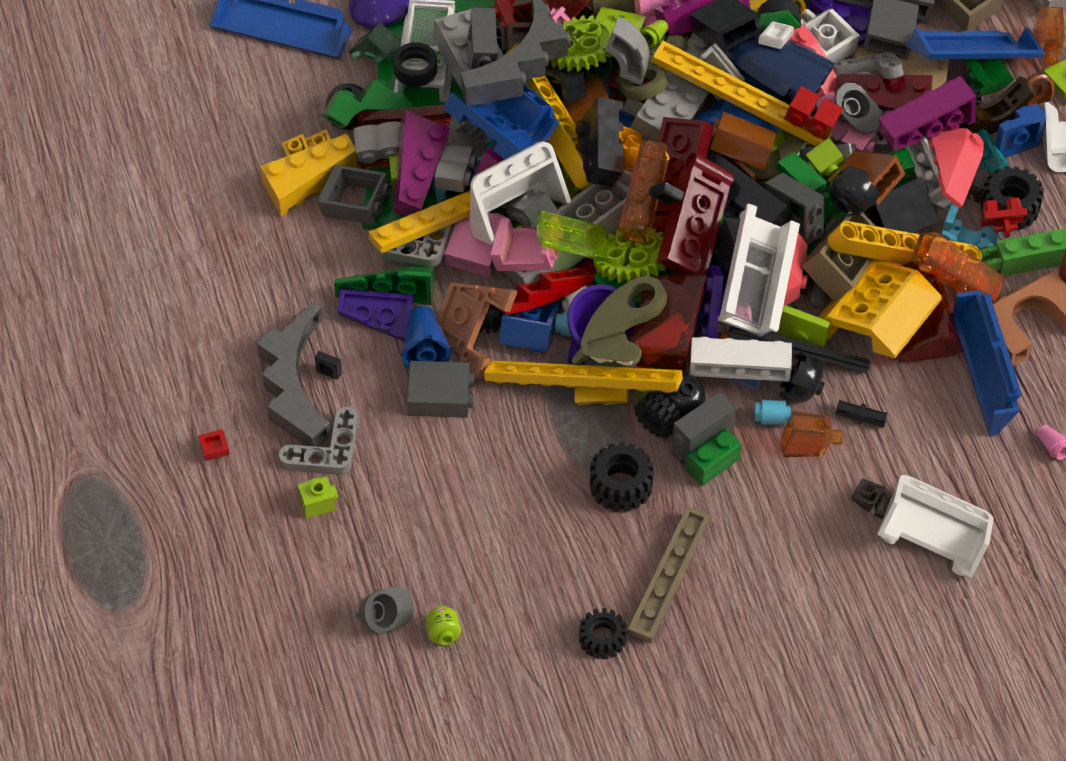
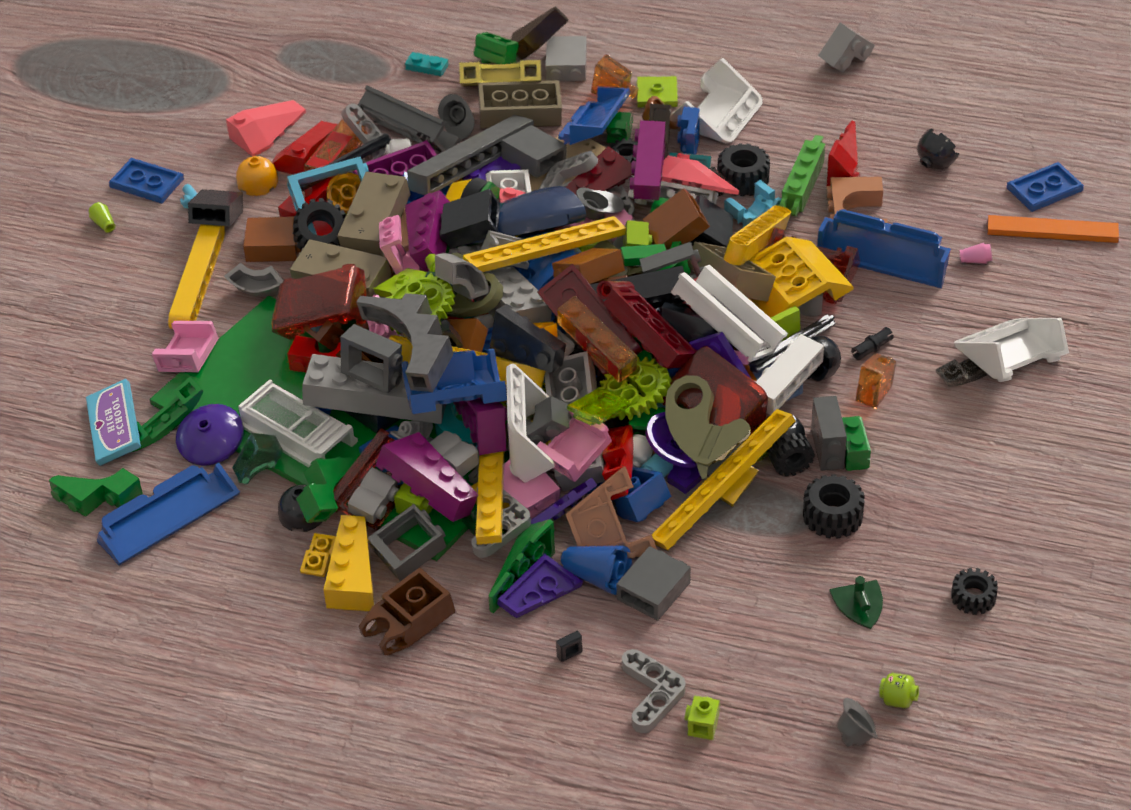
camera: 55 degrees left, 10 degrees down
(213, 445) = (590, 767): red plate -> none
(284, 236) = (408, 612): none -> reddish brown brick
(290, 406) = (594, 691): flat silver arch -> none
(410, 51) = (322, 443): black tyre -> none
(469, 277) = (571, 498): none -> dark purple wing
(533, 553) = (859, 601): none -> dark green shield
(666, 193) = (621, 320): black tile -> none
(668, 574) = (944, 523): dark tan plate -> none
(772, 412) = (837, 386): medium azure brick -> none
(776, 35) = (510, 198): white tile -> none
(802, 107) = (596, 218): red piece -> none
(852, 191) = (693, 226): black cylinder -> none
(955, 266) = (795, 217): clear orange brick -> none
(1003, 220) = (773, 178): red hips -> none

